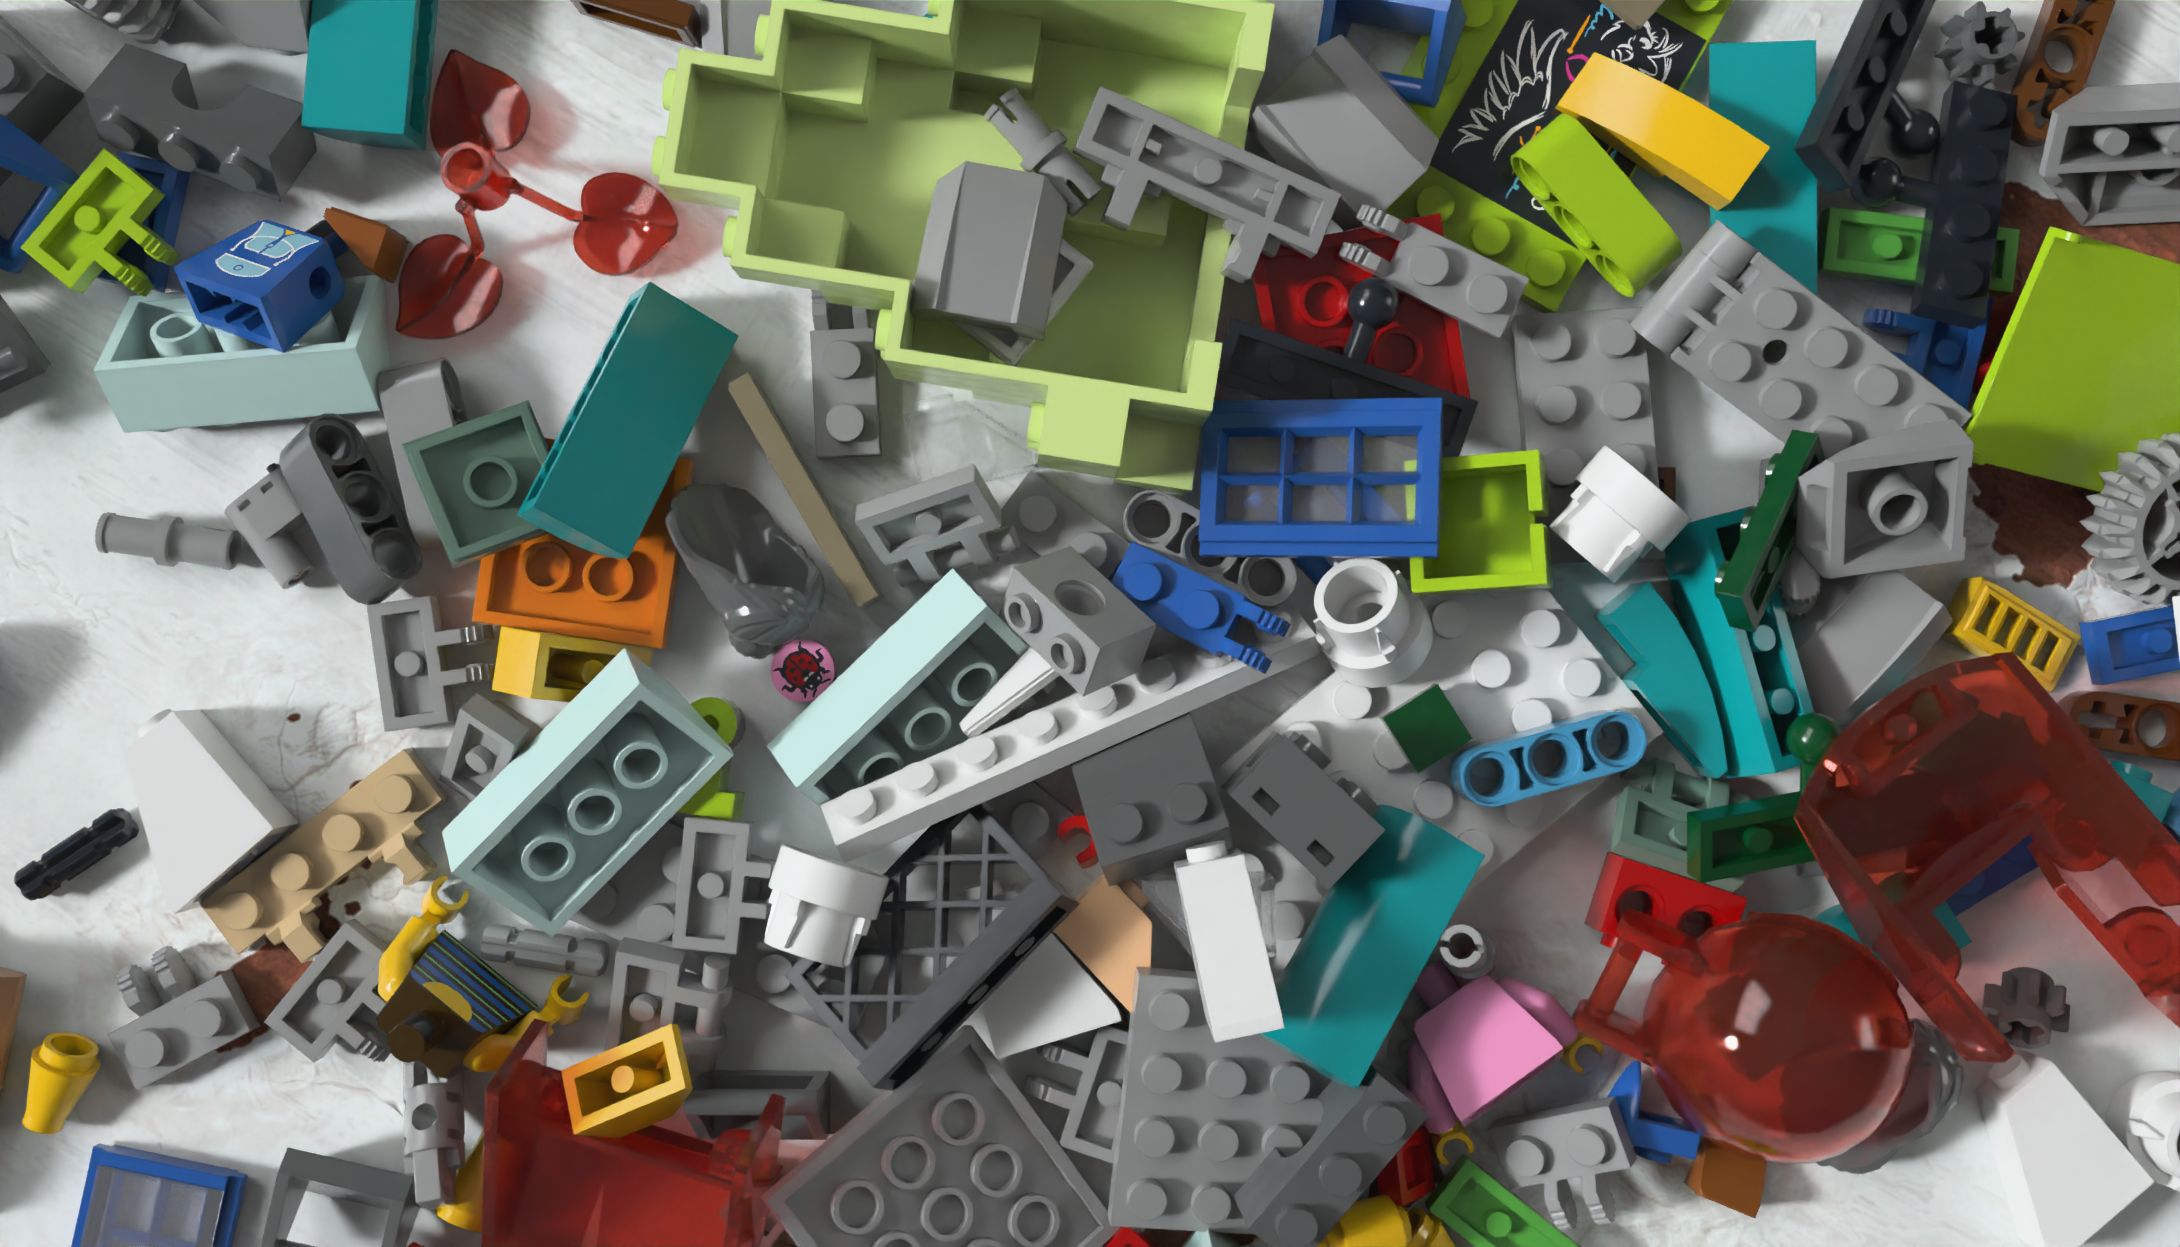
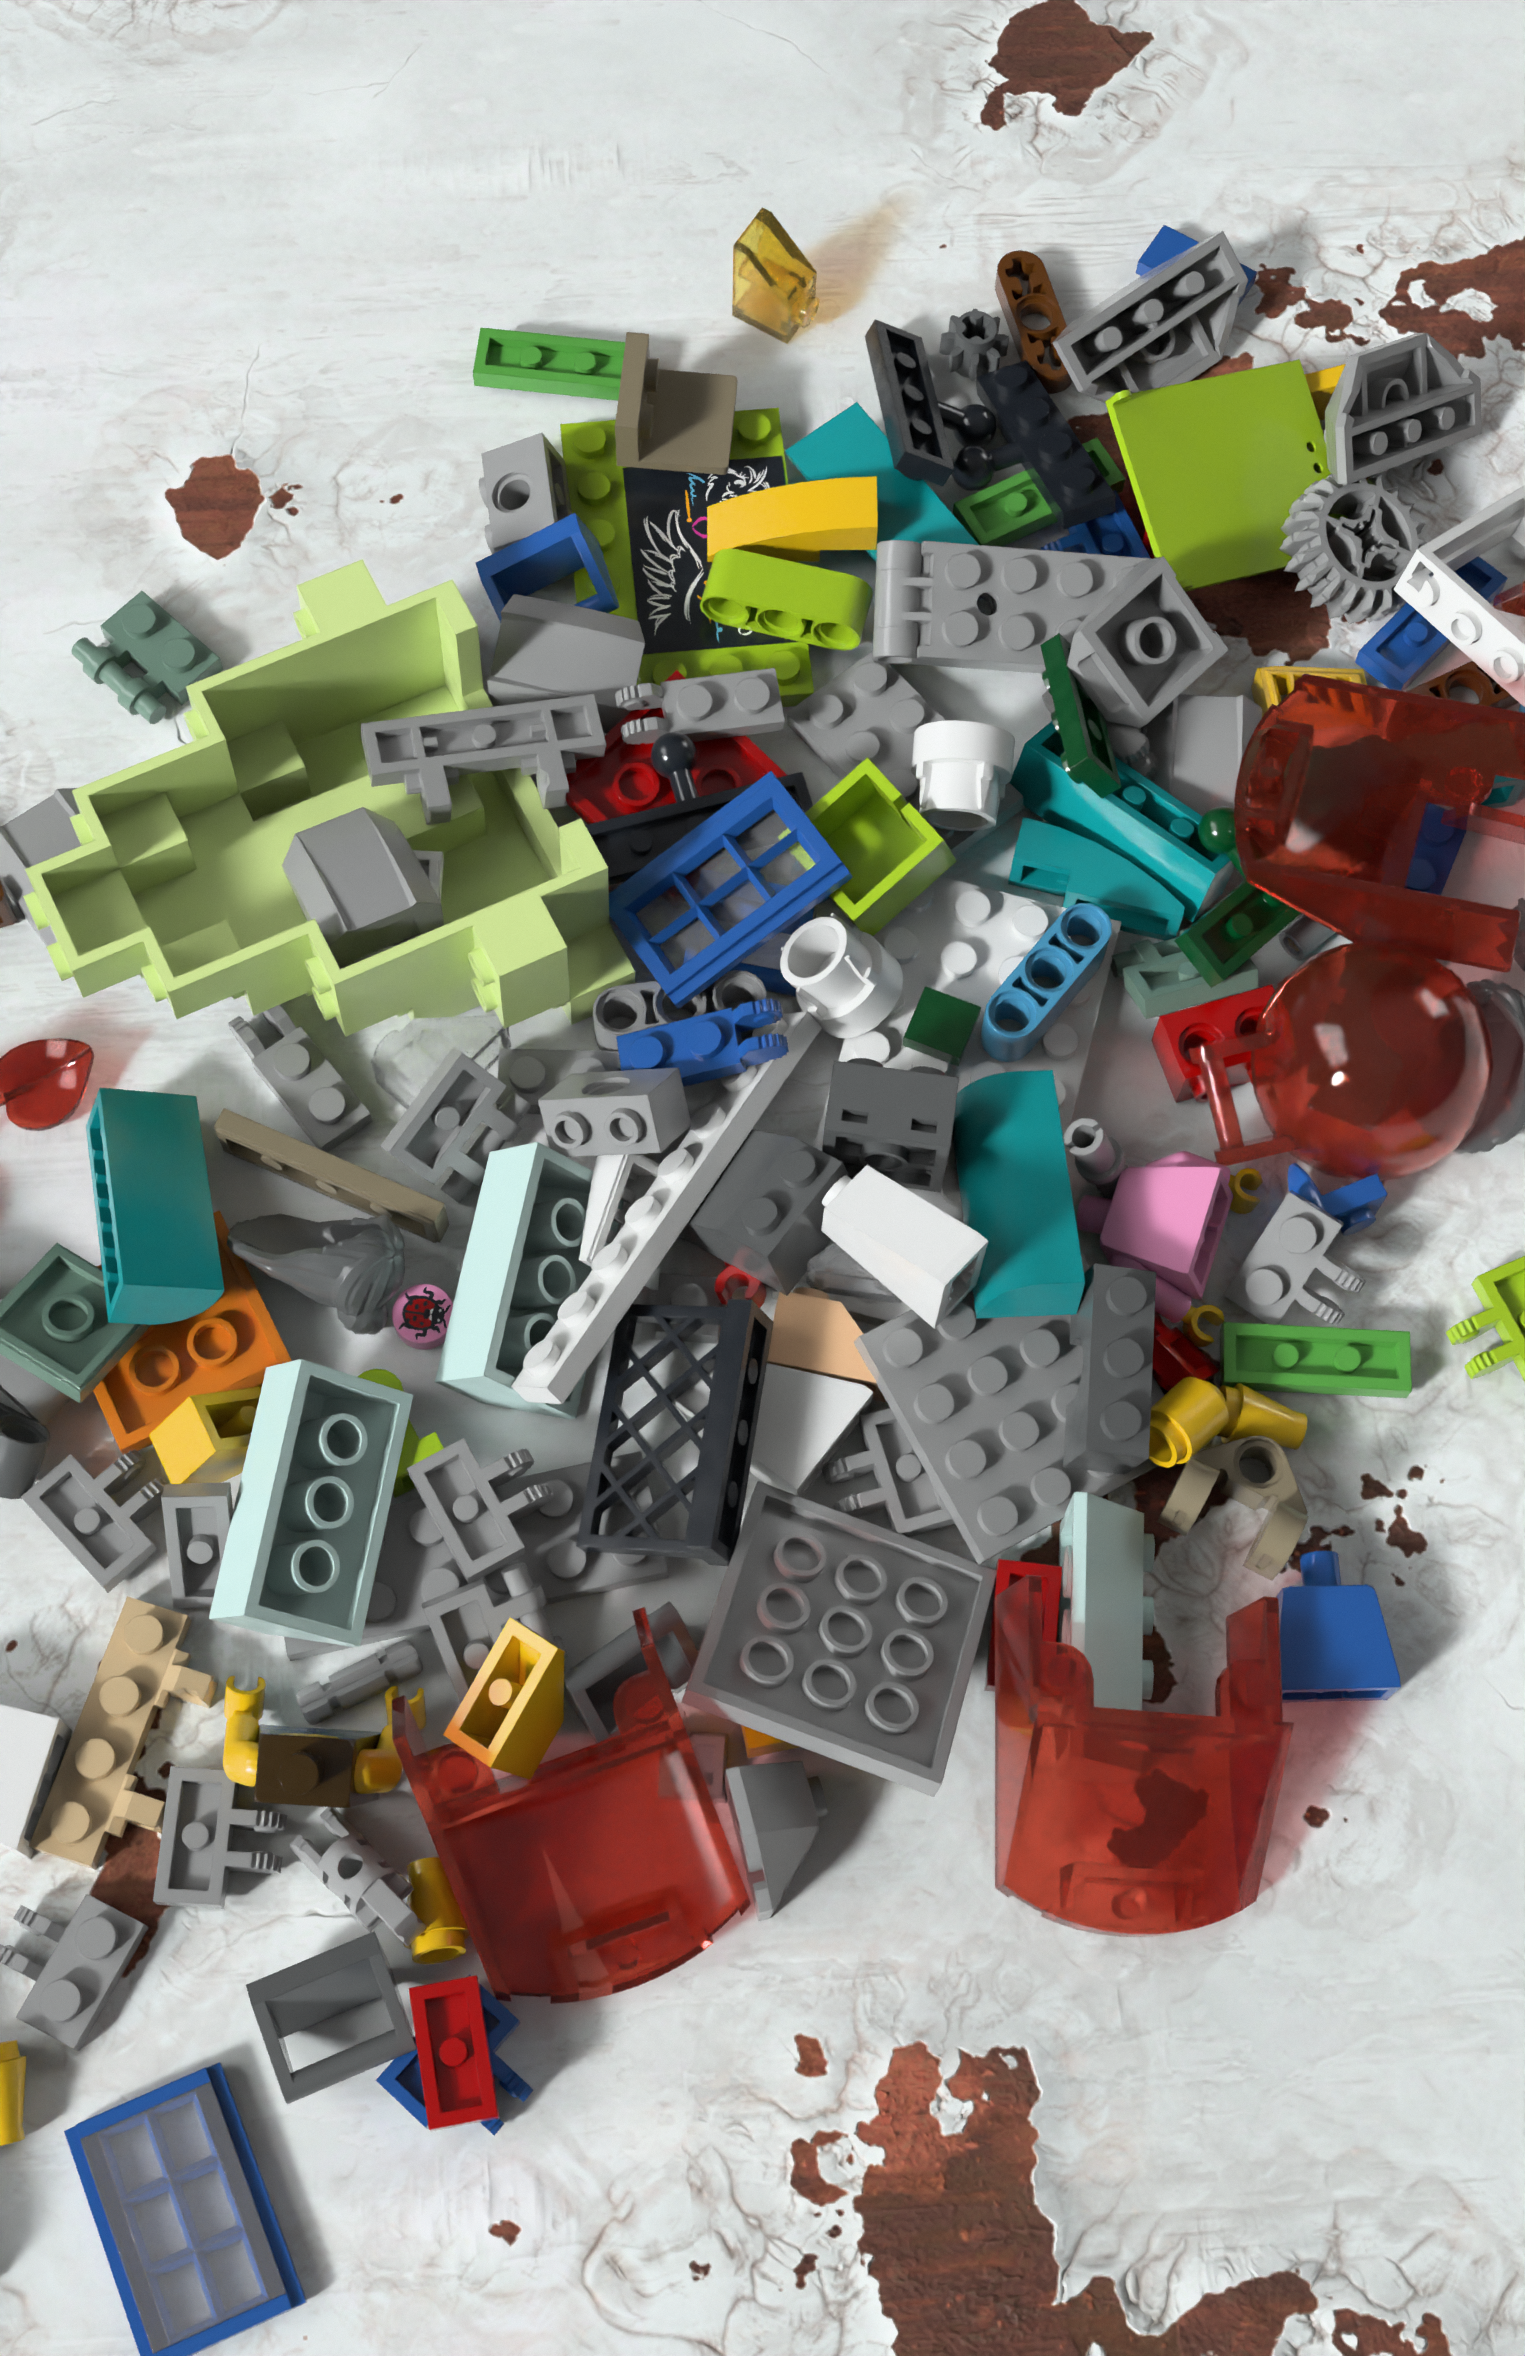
camera: 35 degrees left, 20 degrees down
(821, 905) = (566, 1445): white piece -> none
(1043, 150) = (343, 796): light grey pin -> none
(1727, 1178) = (1427, 1203): dark orange slope -> none

